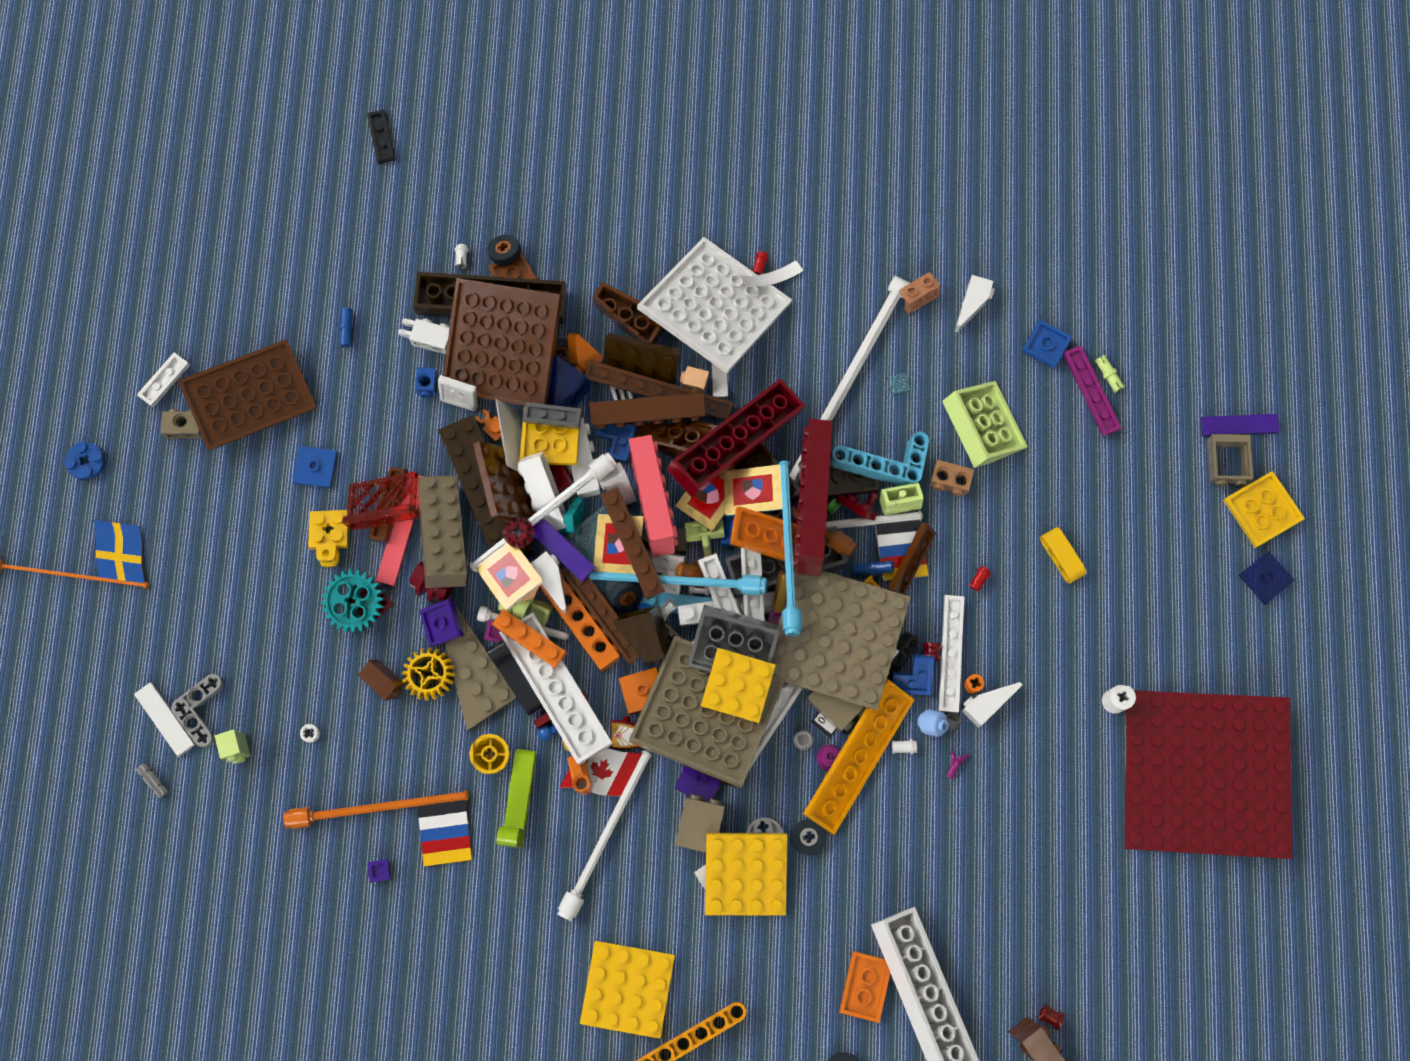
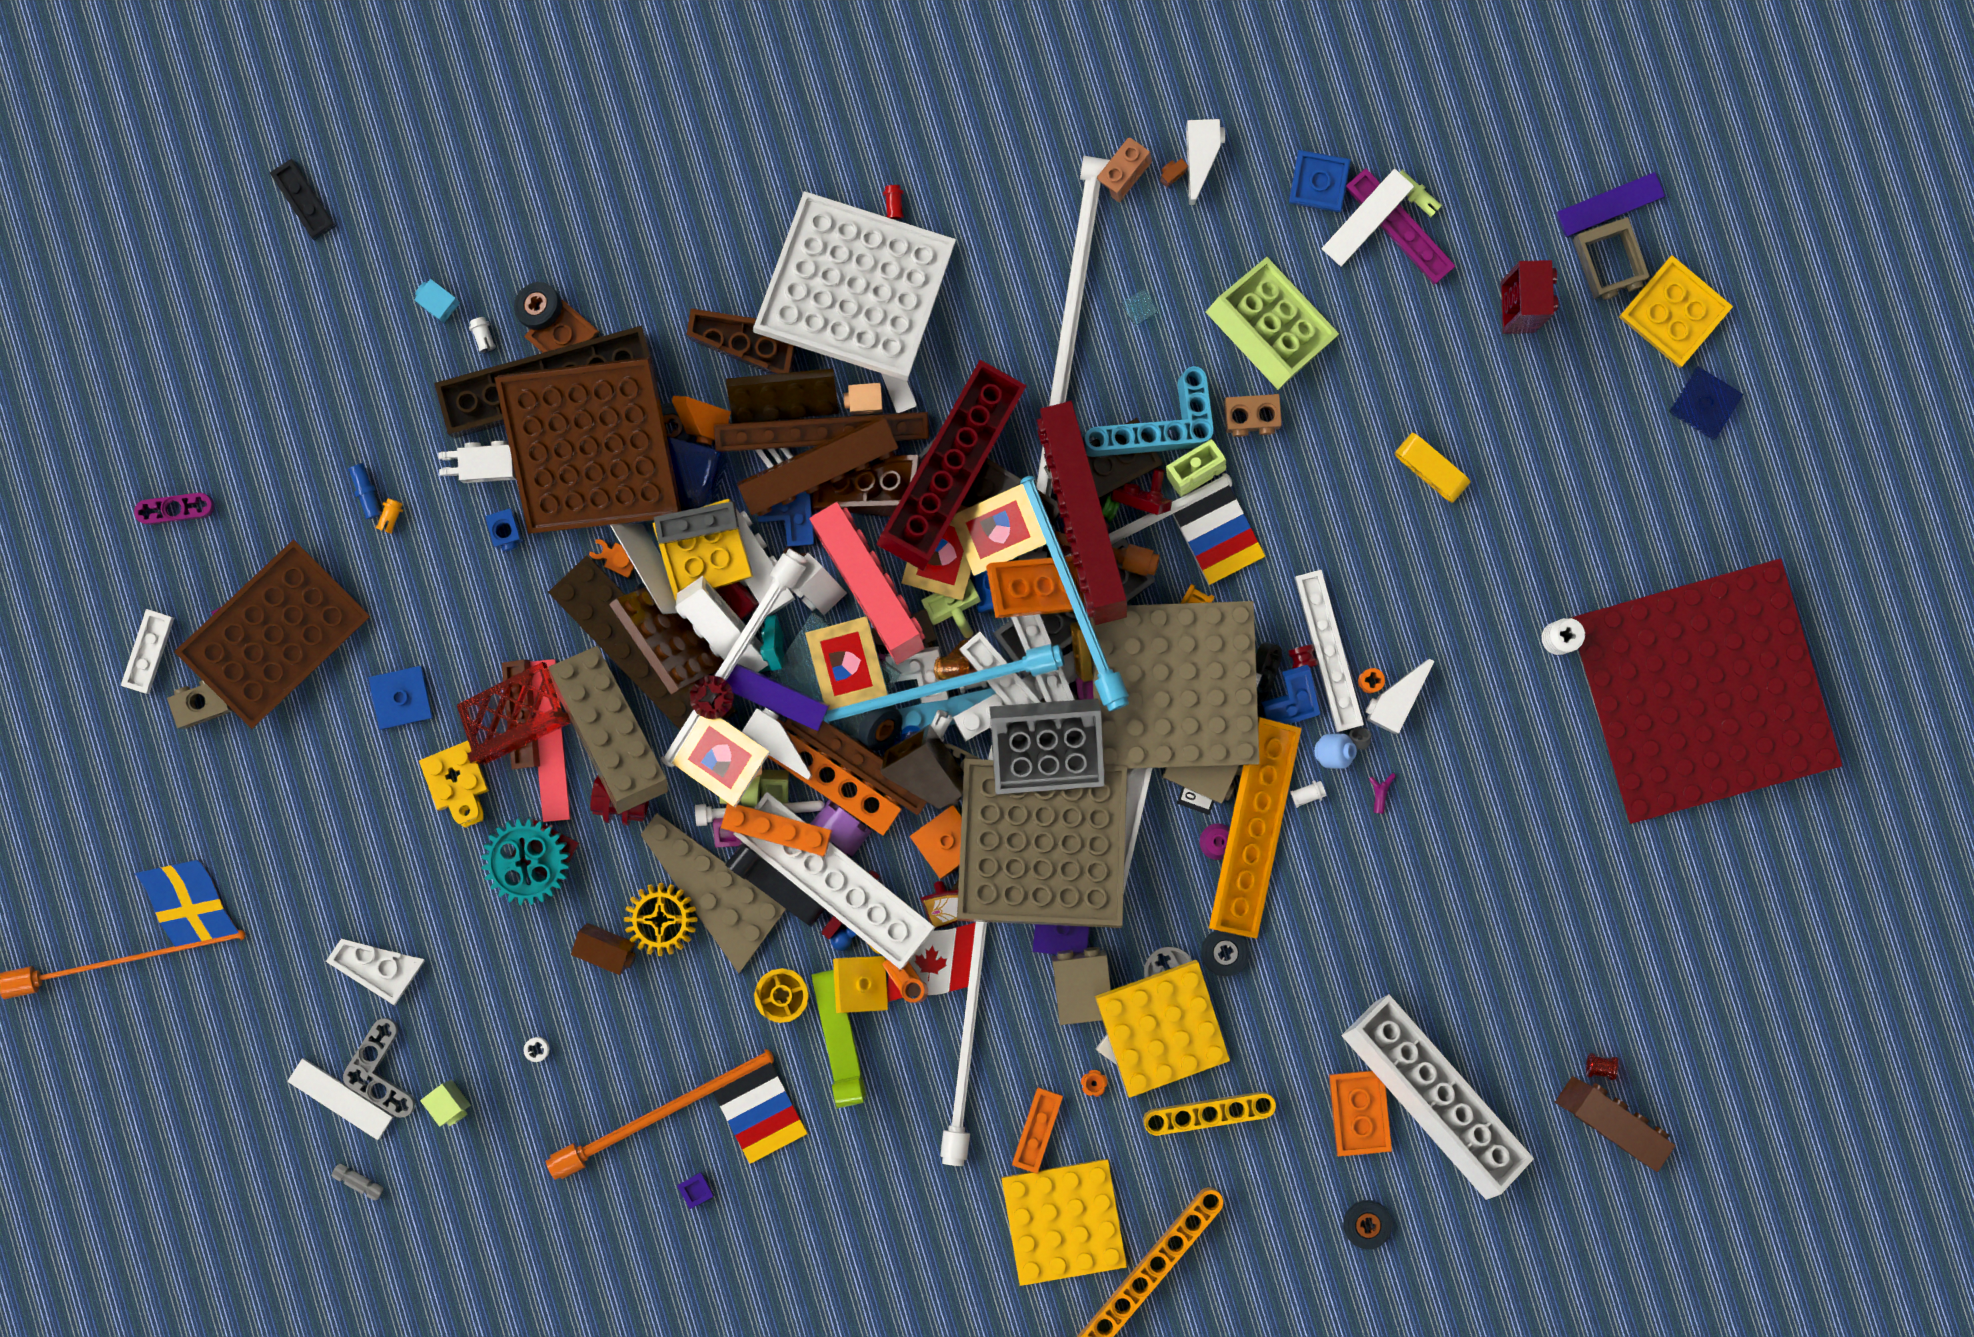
camera: 20 degrees left, 10 degrees up
(74, 461) = (76, 807): blue plate -> none
(213, 291) = (155, 518): none -> magenta beam
(225, 640) = (376, 969): none -> white wing
(356, 347) = (390, 513): none -> light orange pin
(440, 224) = (436, 300): none -> medium azure brick
(441, 622) = (652, 847): dark purple plate -> none
(457, 393) = (554, 532): white tile -> none
(546, 767) = (860, 984): none -> yellow plate
(576, 658) = (847, 831): none -> medium lavender cylinder
(632, 543) = (865, 657): reddish brown plate -> none
(632, 915) = (1037, 1130): none -> orange plate
(689, 896) = (1088, 1088): none -> orange plate
(738, 685) = (1071, 798): yellow plate -> none
(765, 954) = (1222, 1113): none -> yellow beam
(773, 277) = (917, 215): white sticker -> none
(803, 740) = (1176, 831): light grey plate -> none
(874, 568) = (1191, 574): blue pin -> none
(912, 559) = (1237, 546): reddish brown plate -> none
(951, 305) = (1173, 172): none -> dark orange plate
(979, 579) = (1333, 537): red pin -> none
(1072, 376) = (1368, 217): none -> white tile
(1166, 460) = (1528, 296): none -> dark red brick

